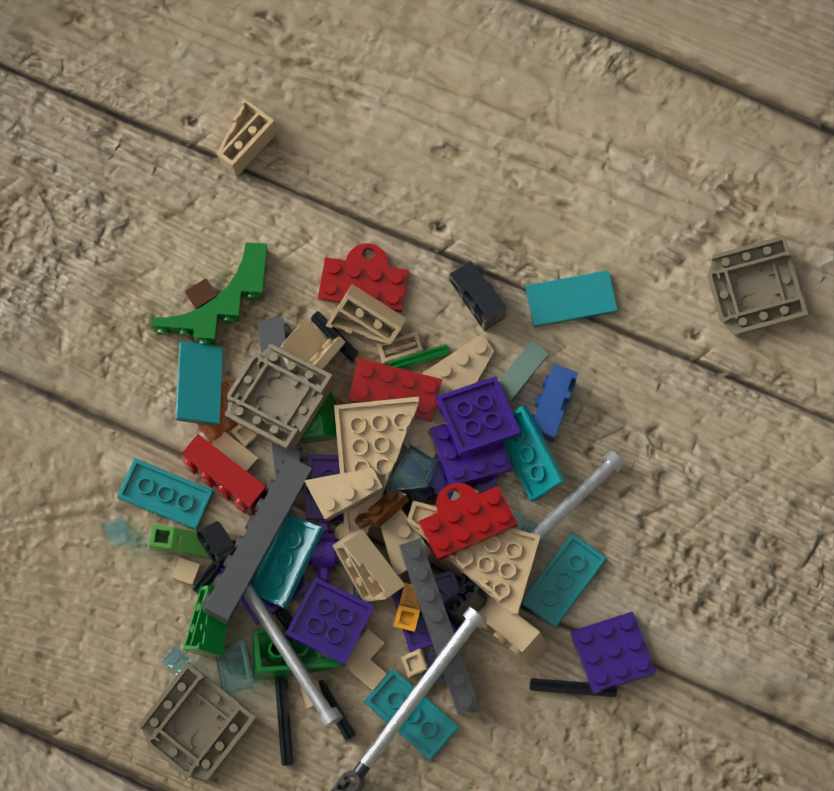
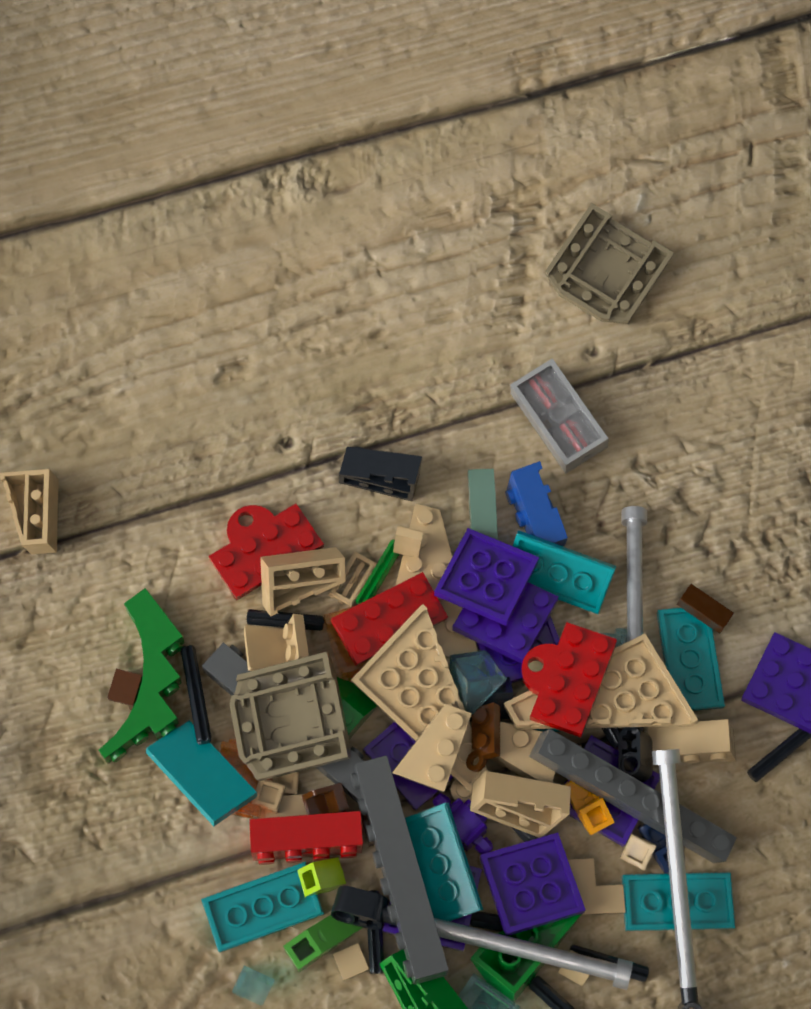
camera: 50 degrees left, 5 degrees down
(213, 506) = (321, 876): none -> lime brick
(227, 432) = (269, 795): none -> tan tile
(239, 335) = (196, 695): none -> black axle
(256, 464) = (325, 800): none -> reddish brown panel
(449, 352) = (408, 541): none -> tan tile
(571, 298) = (461, 408): teal tile -> none
(601, 557) = (705, 608): none -> reddish brown slope
(626, 356) = (559, 416): none -> brick

